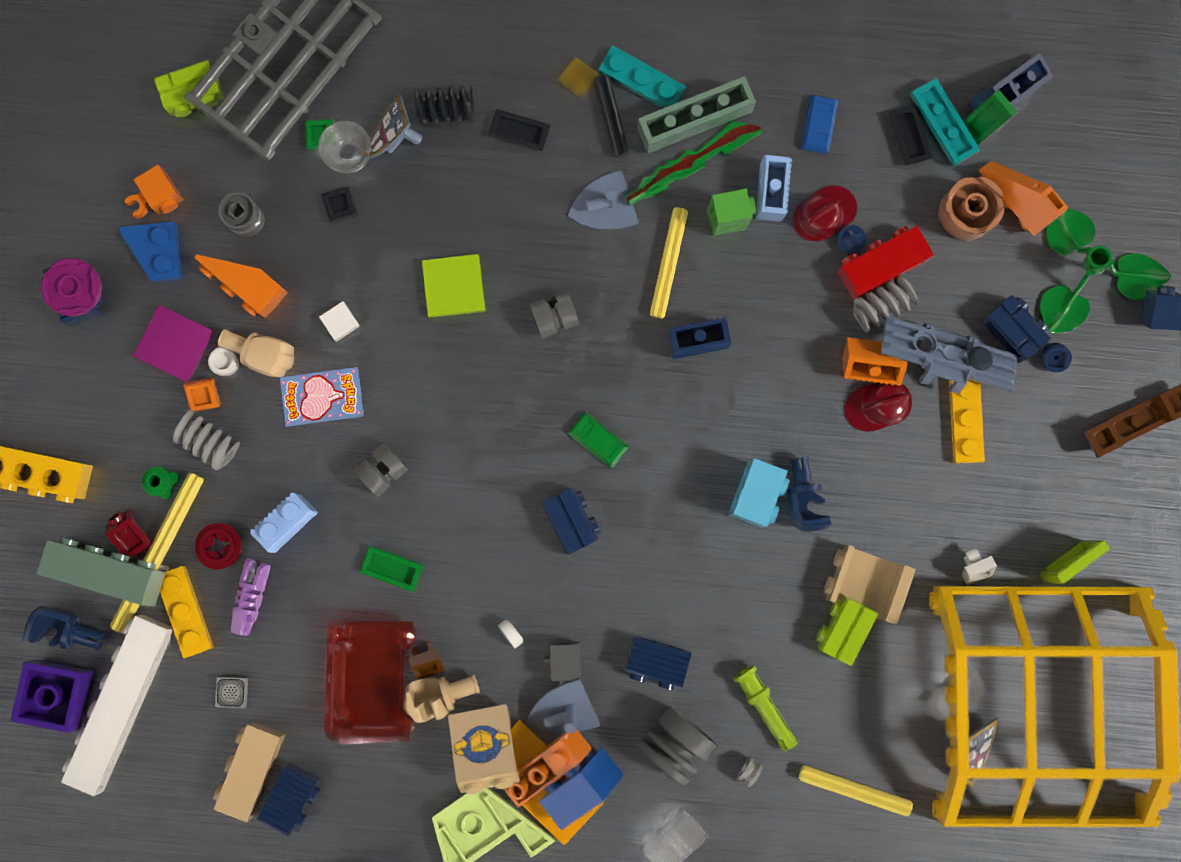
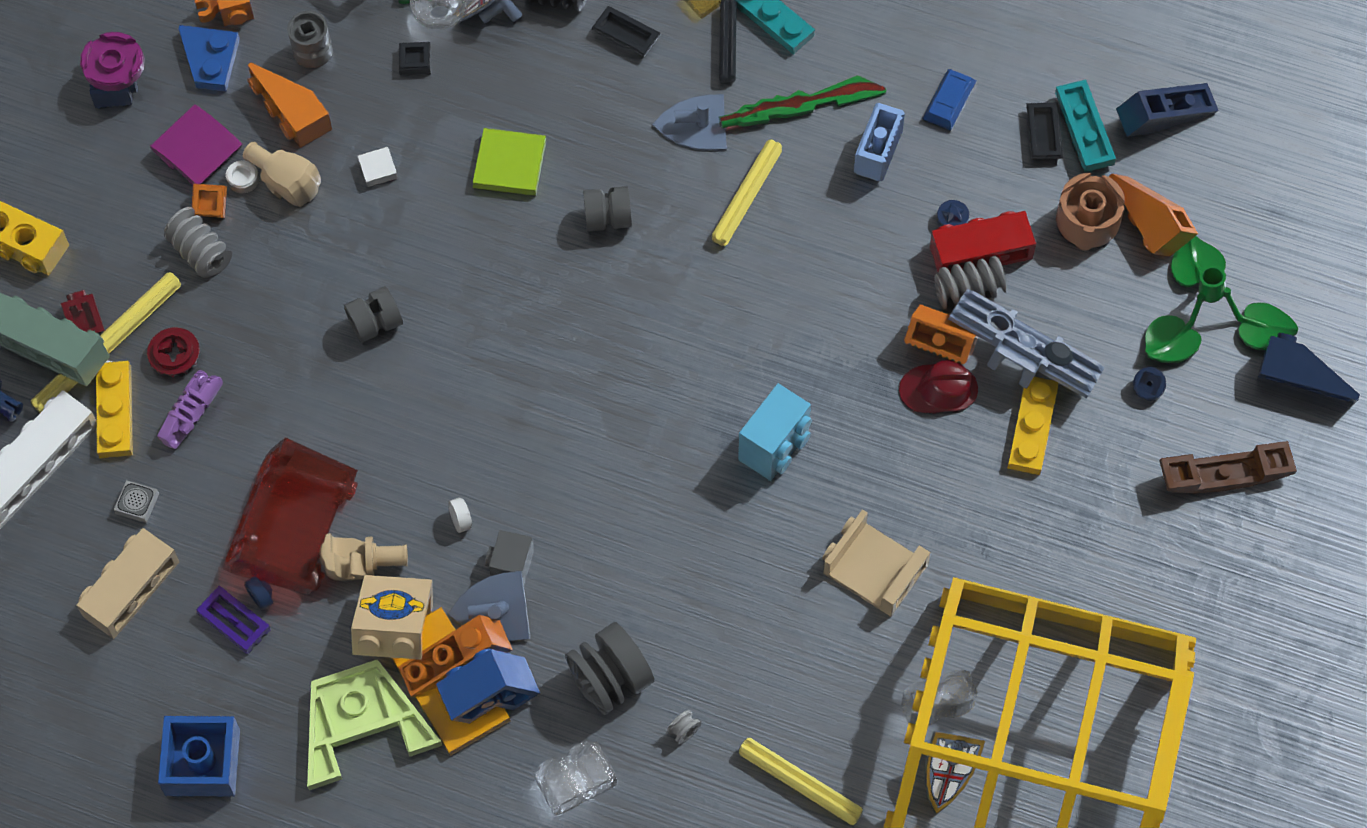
camera: 20 degrees right, 20 degrees down
(167, 482) = (134, 273): green brick -> none
(283, 522) = (252, 341): light blue brick -> none
(289, 799) = (160, 623): dark blue brick -> none
(321, 396) = (334, 236): sticker -> none
(364, 751) = (260, 592): none -> dark blue tile
(371, 785) = (253, 637): none -> dark purple tile
(391, 569) = (351, 419): green tile -> none
(426, 663) = (358, 521): reddish brown tile -> none
(570, 520) = (562, 417): dark blue brick -> none
(598, 440) = (618, 348): green tile -> none
(657, 662) = (613, 584): dark blue brick -> none
(696, 115) = (816, 54): sand green brick -> none
(699, 338) = (756, 266): dark blue brick -> none
(730, 211) = (826, 151): bright green piece -> none
(758, 695) = (718, 650): lime pin -> none
(801, 495) = (827, 454): dark blue piece -> none
(825, 213) = (930, 184): dark red piece -> none
(846, 629) = (836, 601): lime brick -> none
(977, 568) = (1005, 574): white tile -> none
(989, 116) = (1131, 125): green tile -> none
(1016, 328) = (1111, 342): dark blue brick -> none
(1073, 561) = (1113, 587): lime tile -> none

